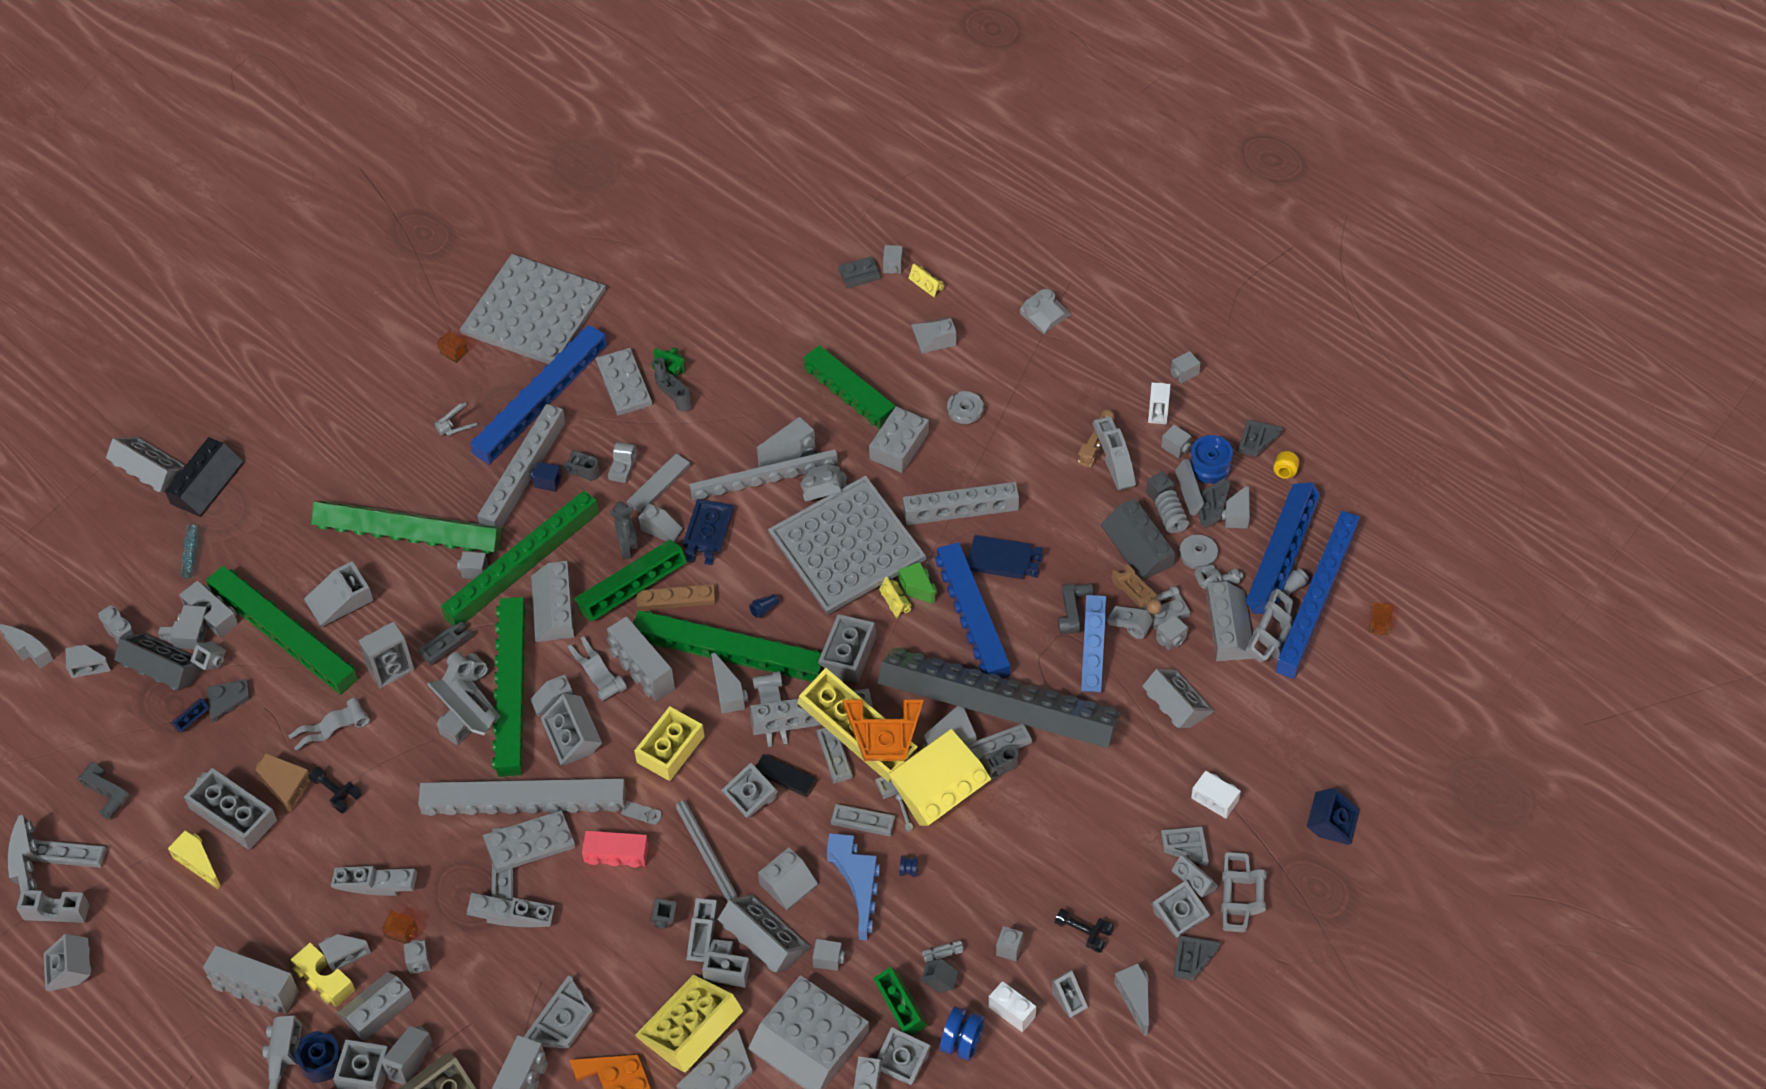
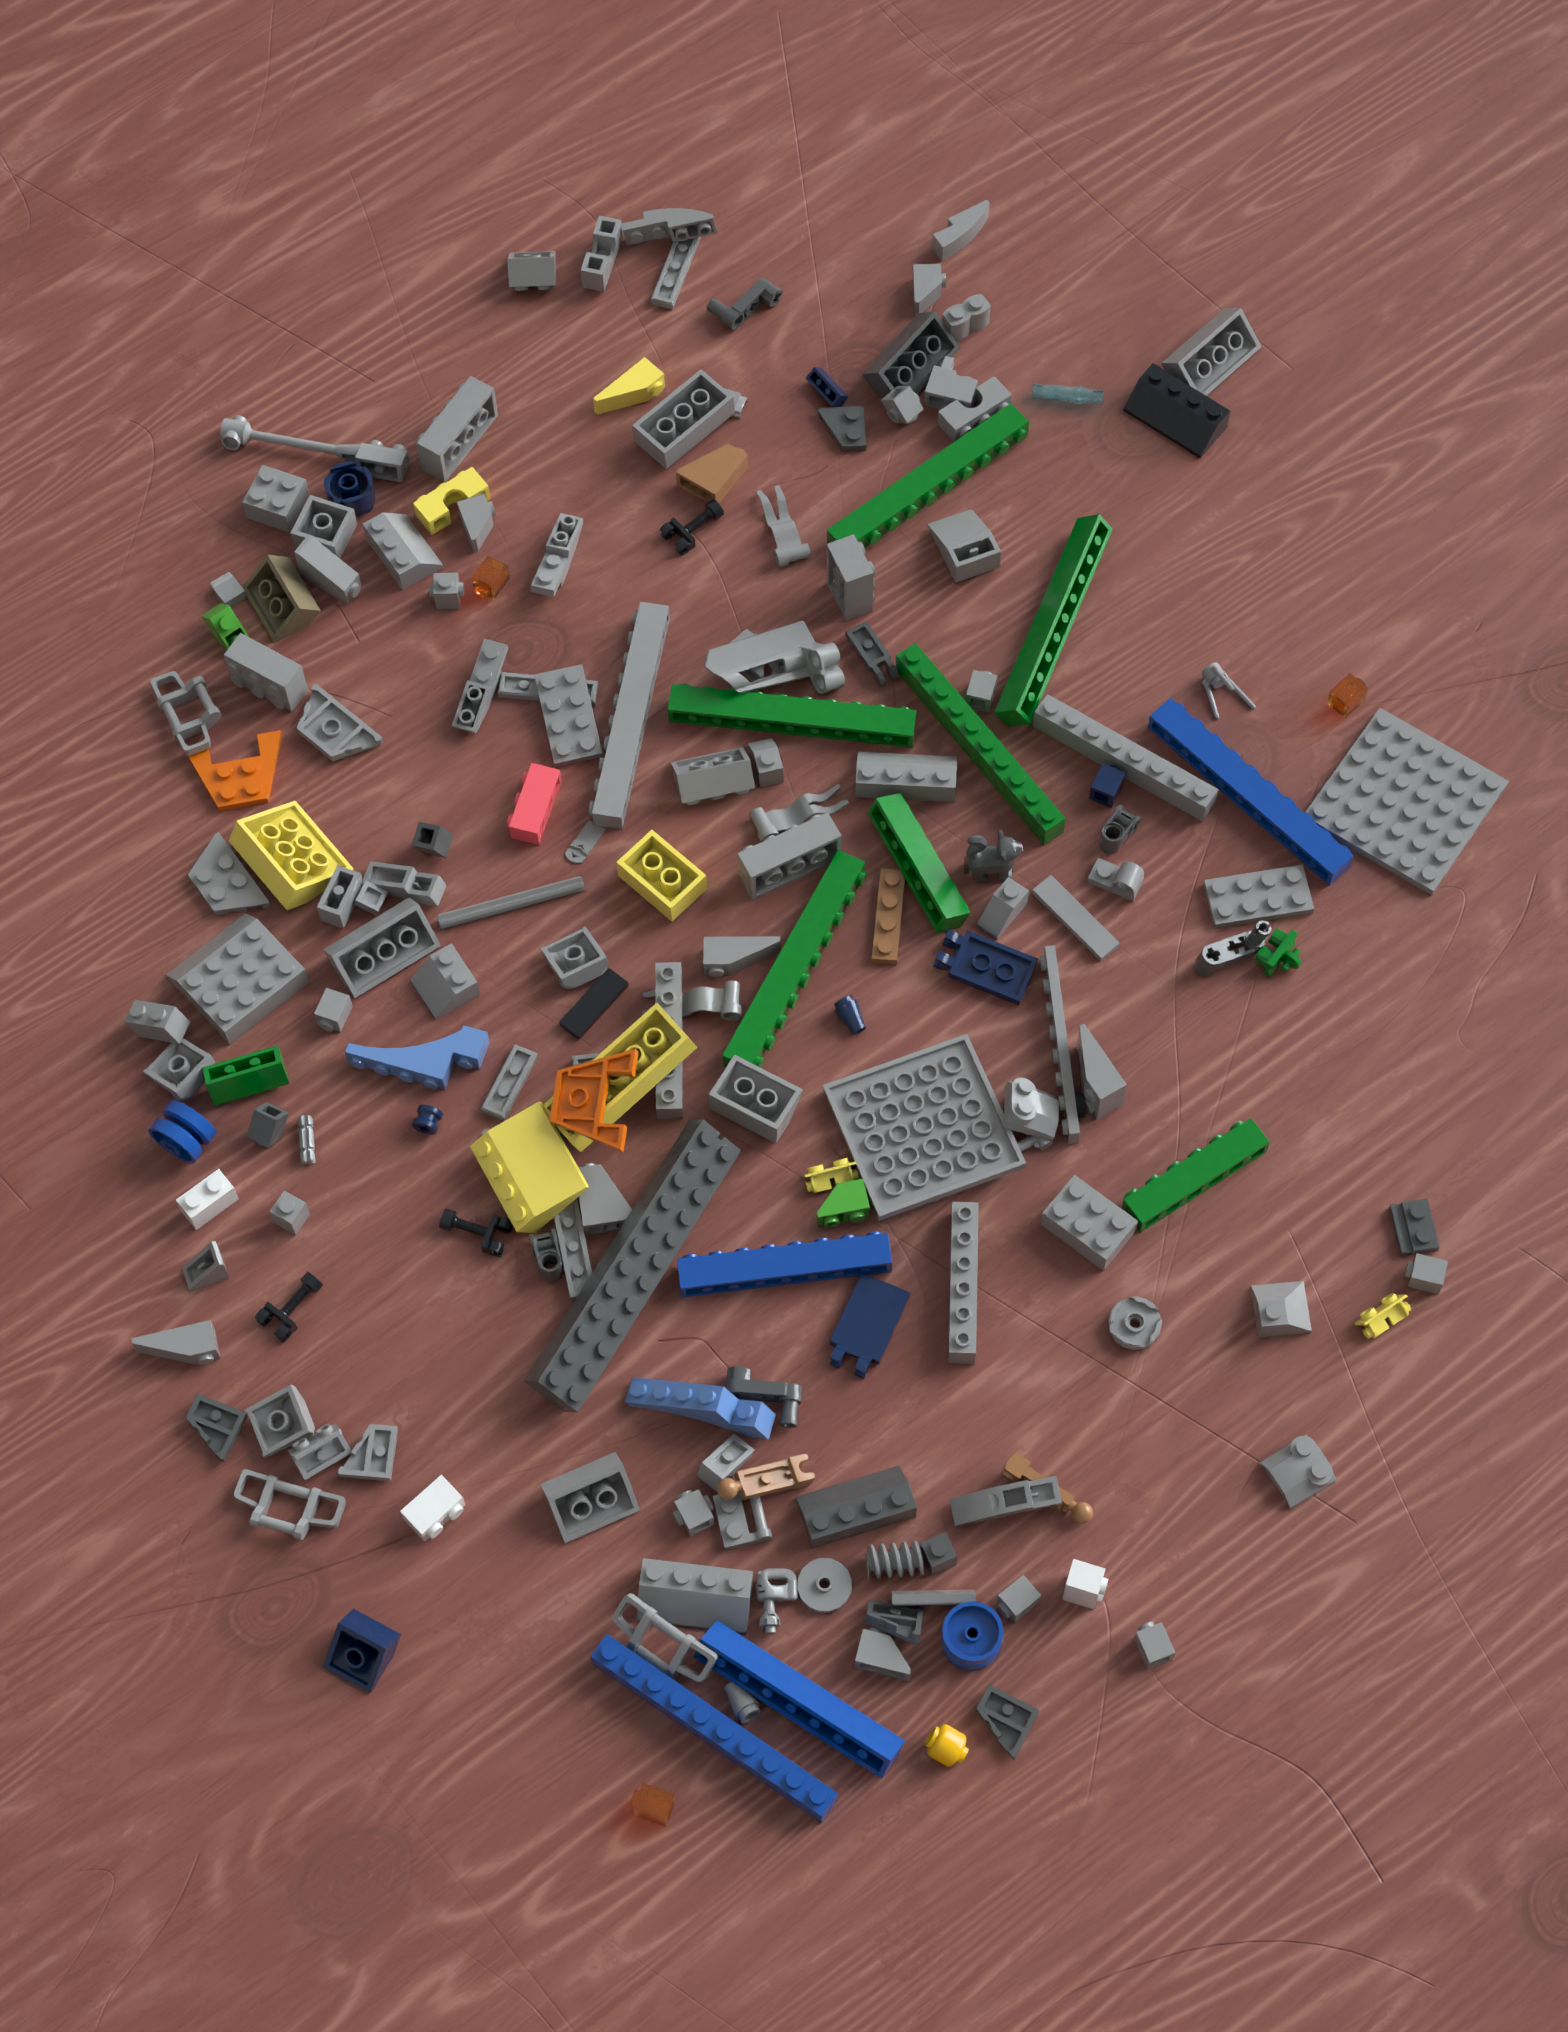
camera: 100 degrees right, 10 degrees up
(987, 833) = (450, 1220): none -> black bar

